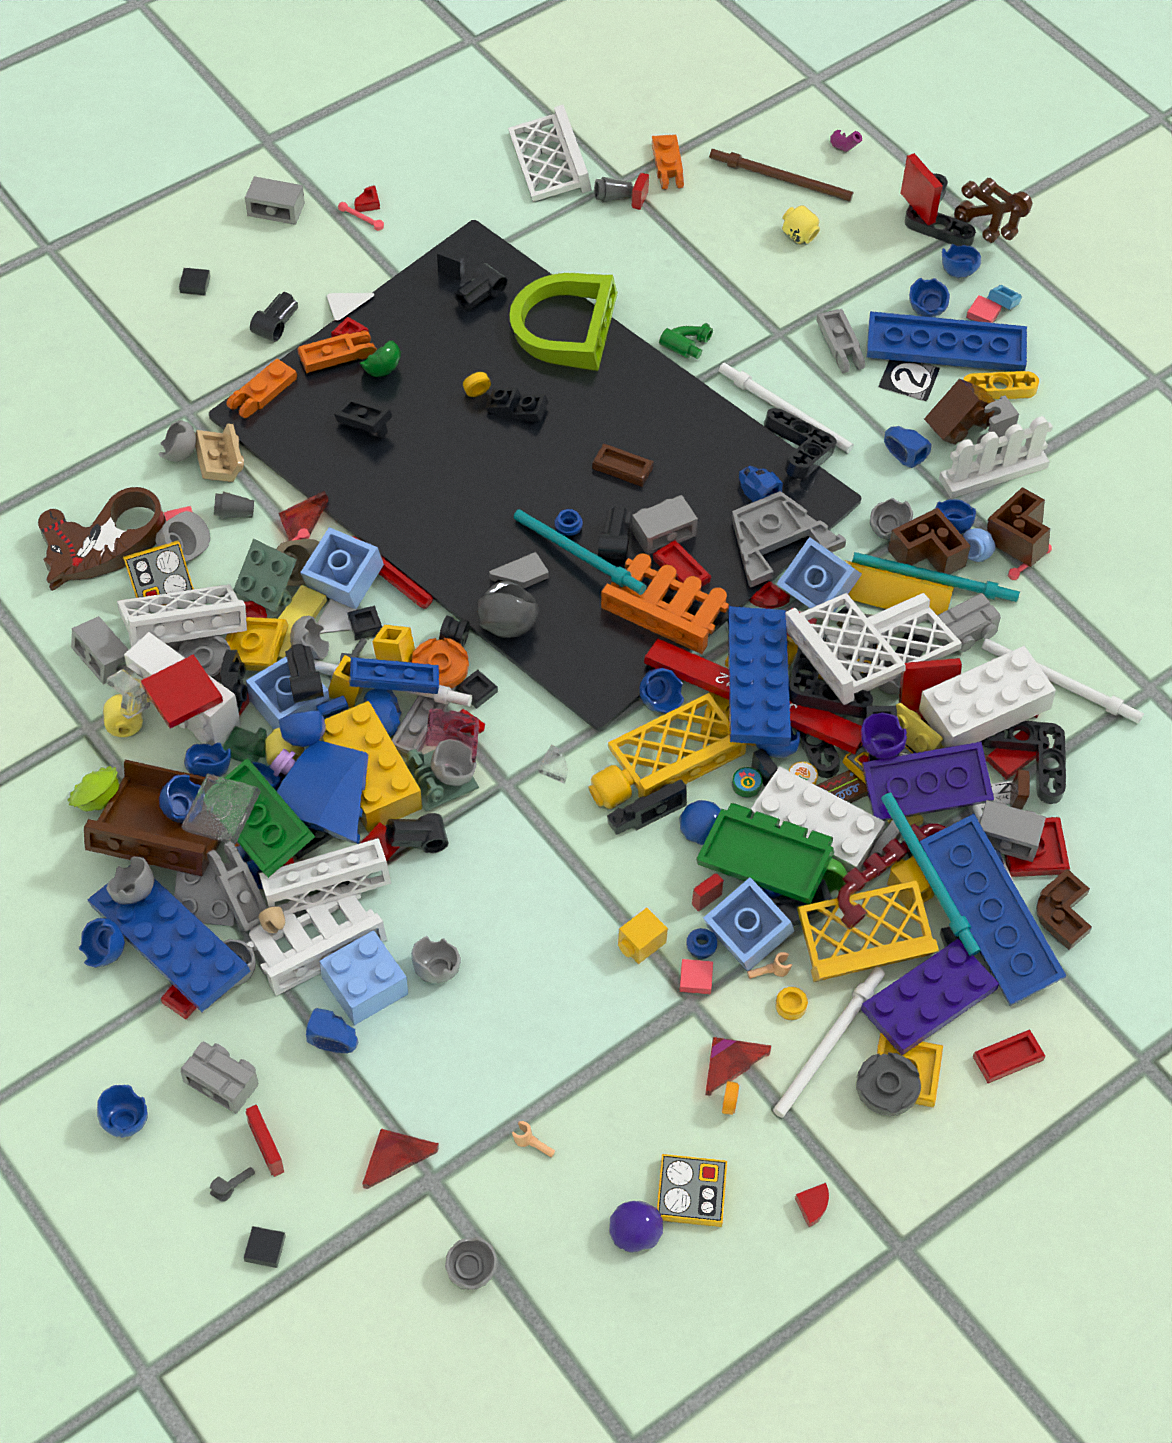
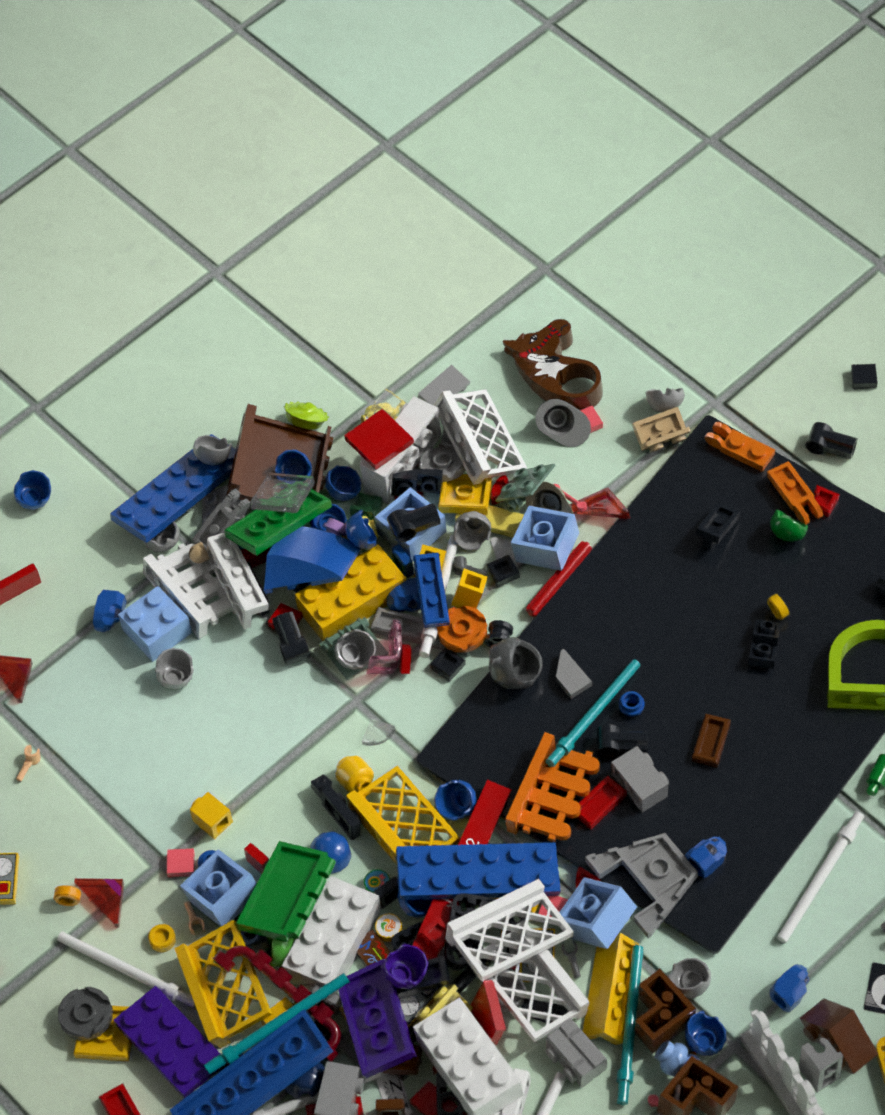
camera: 90 degrees right, 0 degrees up
(101, 942) = (172, 451): blue hair -> none
(158, 570) = (518, 410): tile -> none
(220, 1076) = (66, 546): light grey brick -> none
(232, 506) = (607, 450): dark grey cone -> none
(344, 303) = (865, 493): white sticker -> none
(813, 443) = (769, 900): black beam -> none
(832, 720) = (434, 935): none -> red tile

